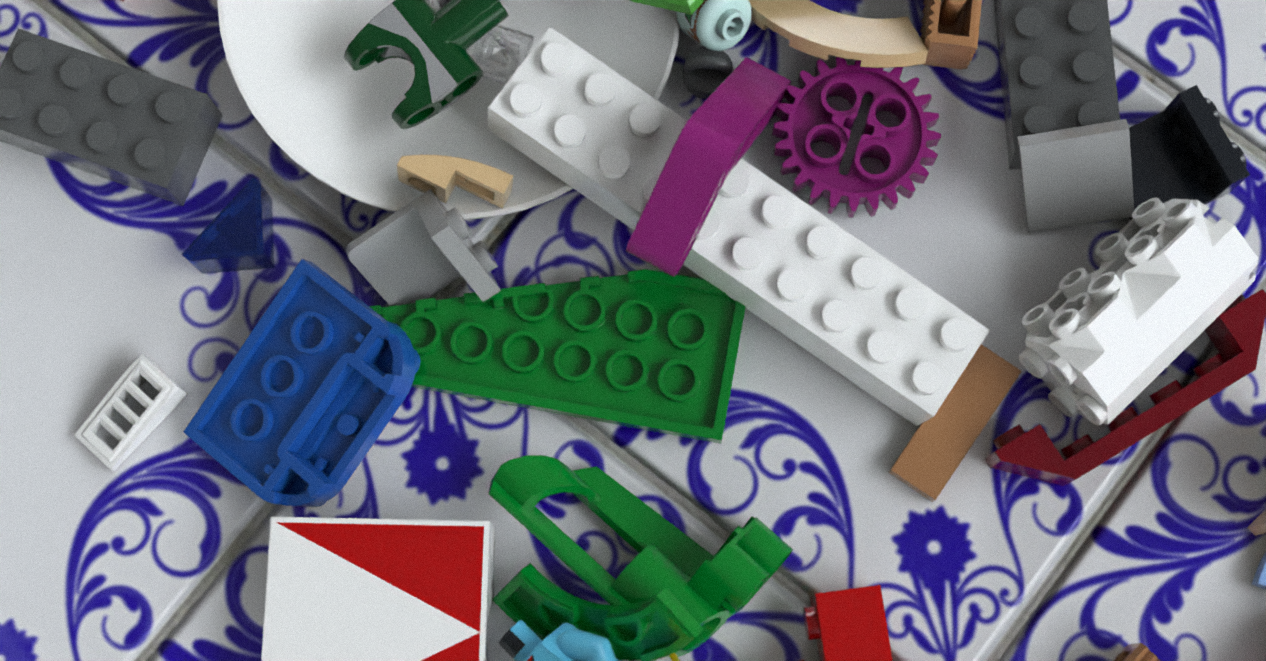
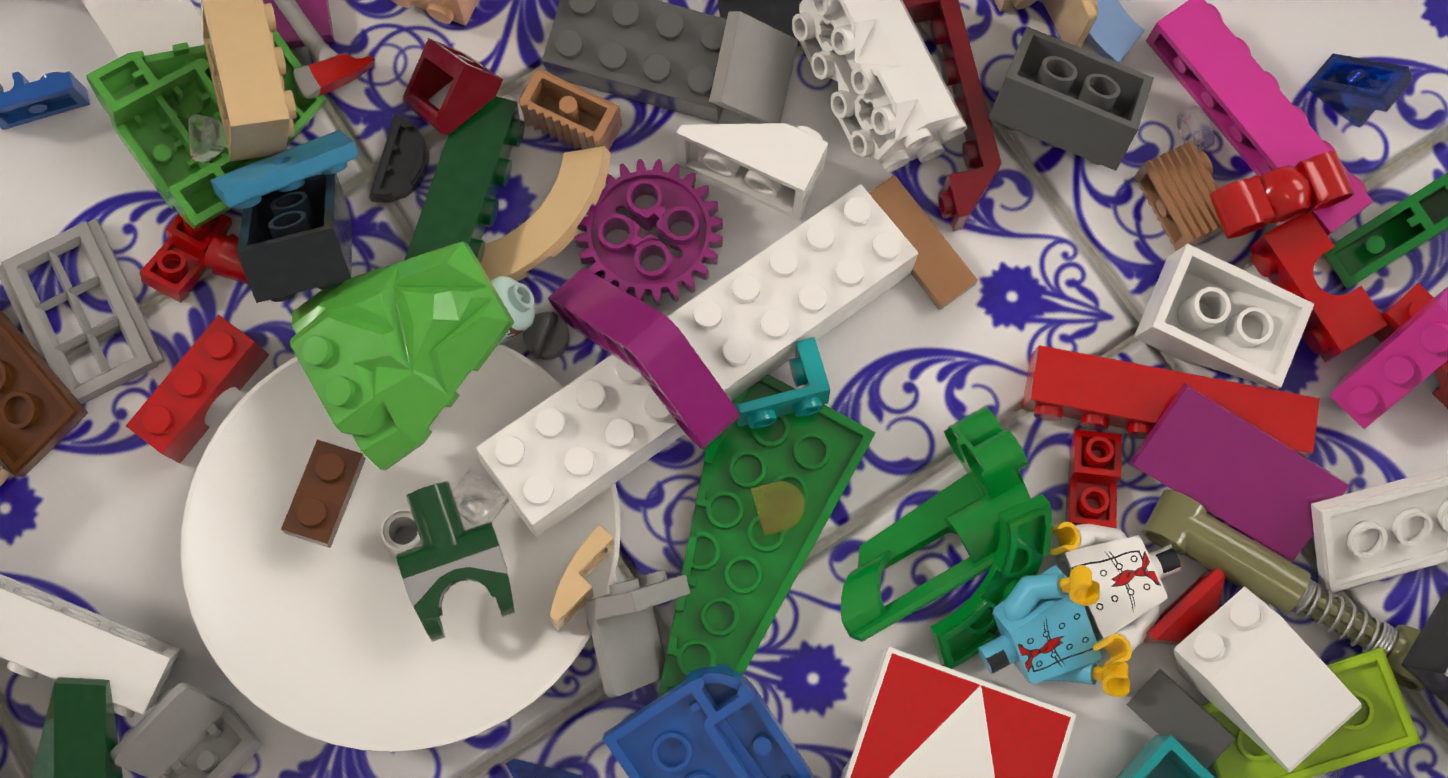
camera: 75 degrees left, 0 degrees up
(603, 361) = (778, 506): none -> clear yellow tile
(758, 341) = (807, 371): none -> teal bracket
(977, 218) = (760, 161): none -> white slope
(1185, 533) = (1072, 99): none -> dark grey brick

